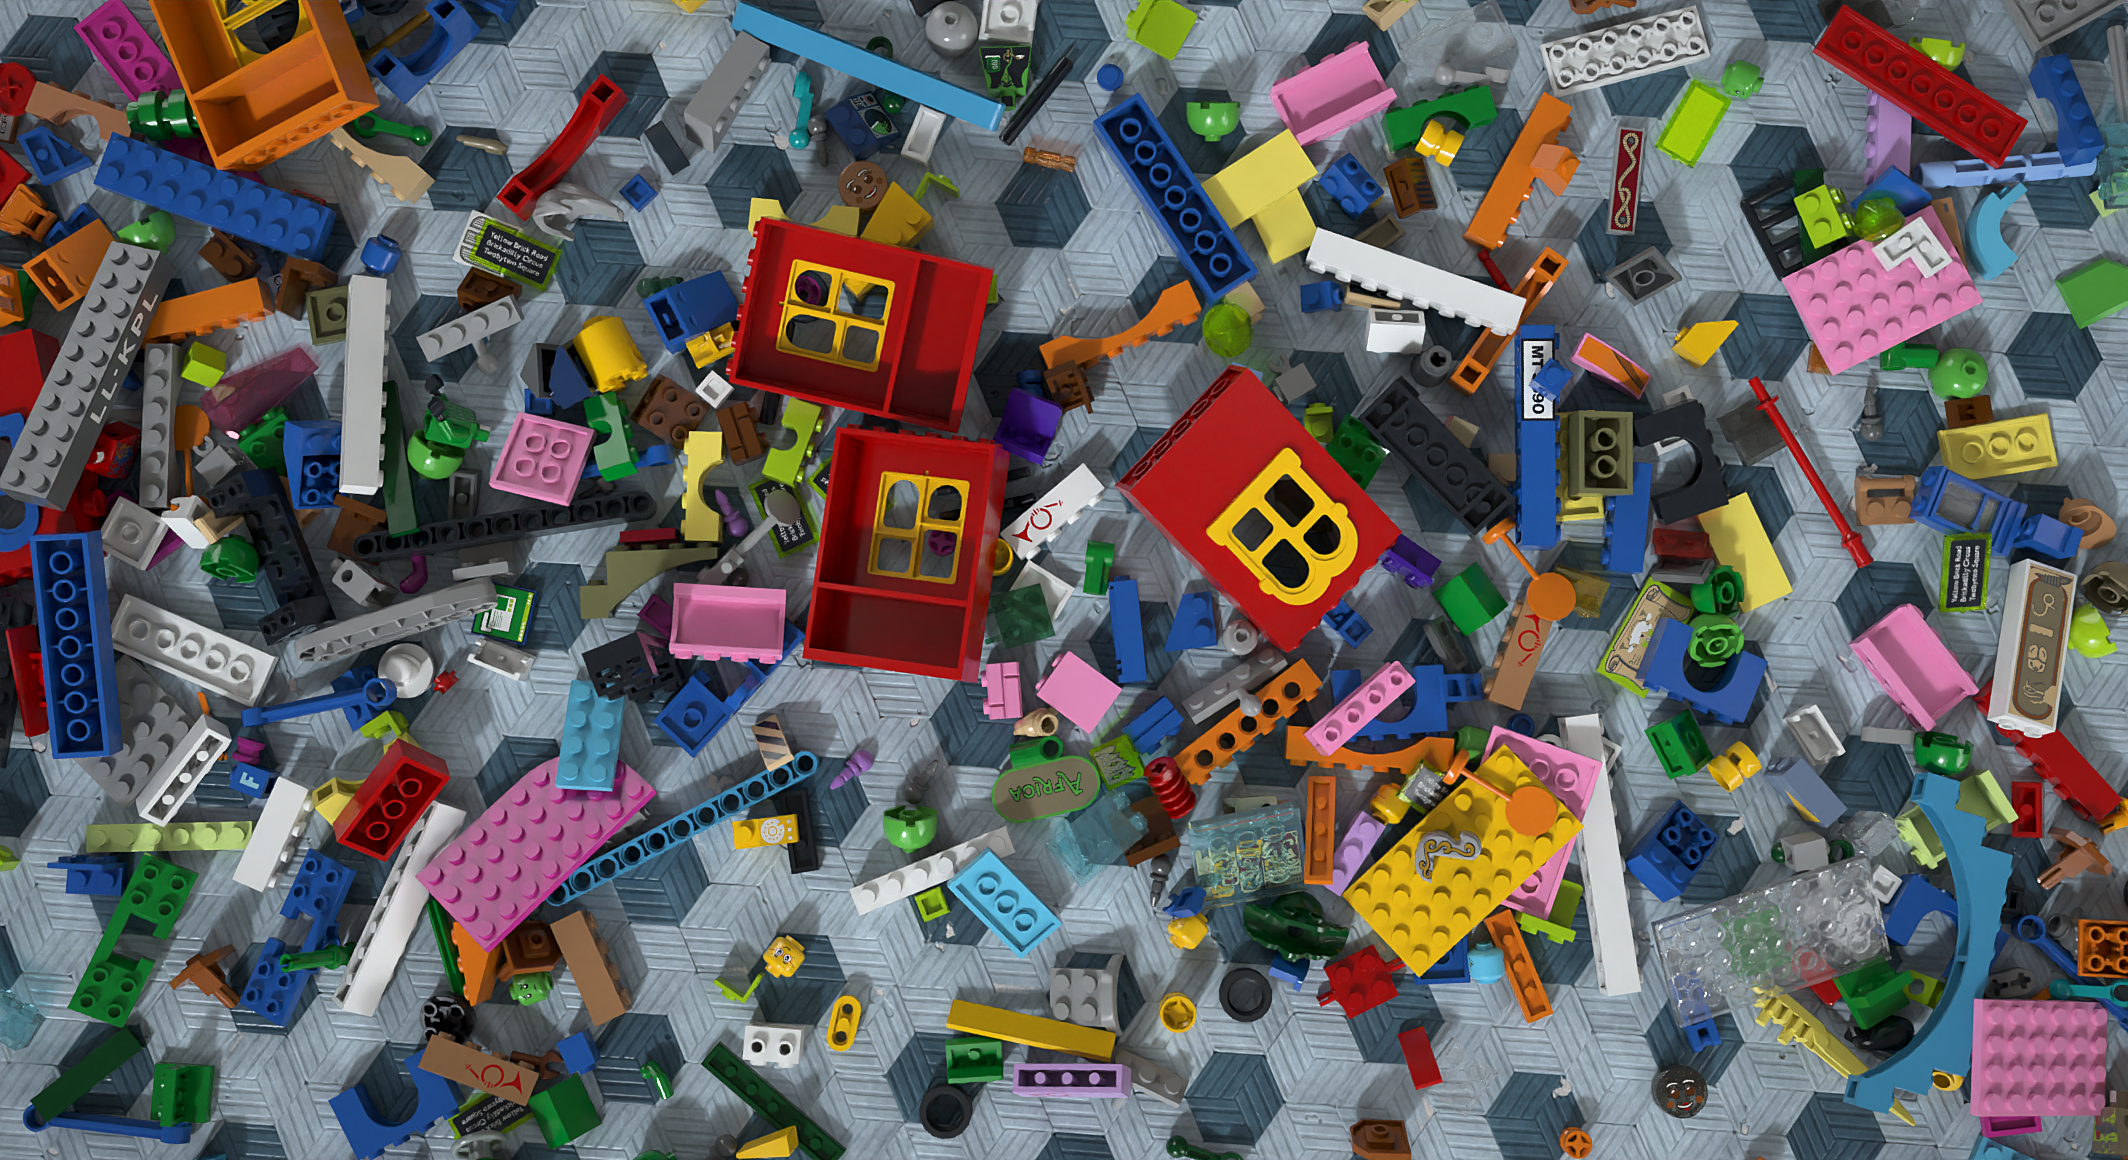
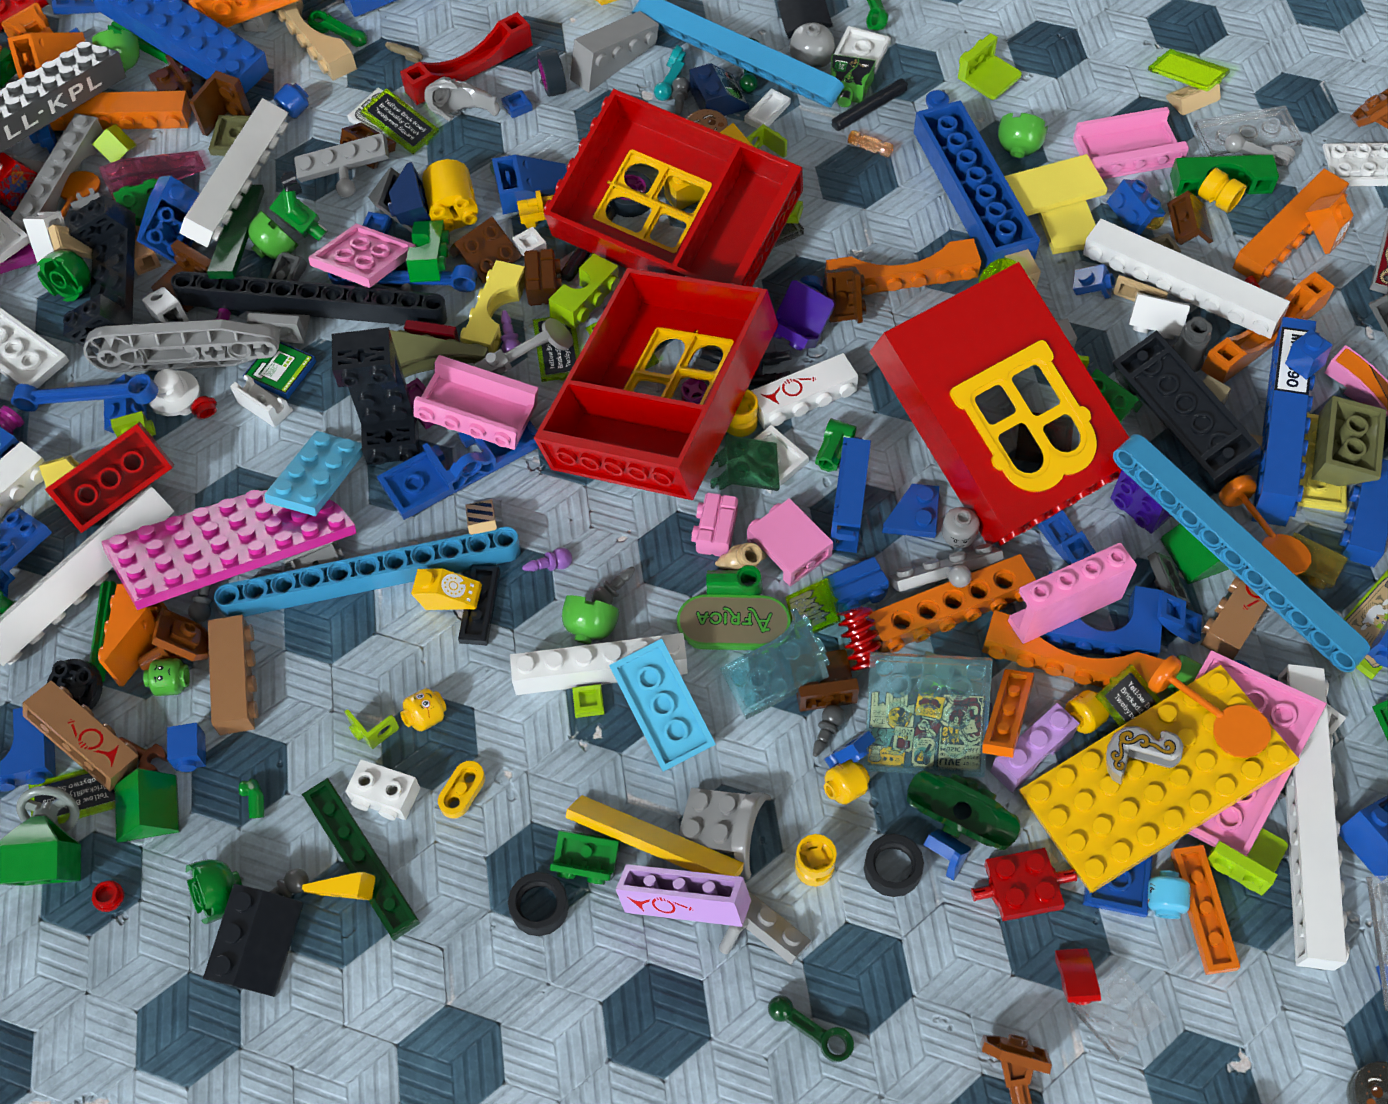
camera: 15 degrees right, 25 degrees down
(1506, 615) = (1242, 553): none -> dark azure beam

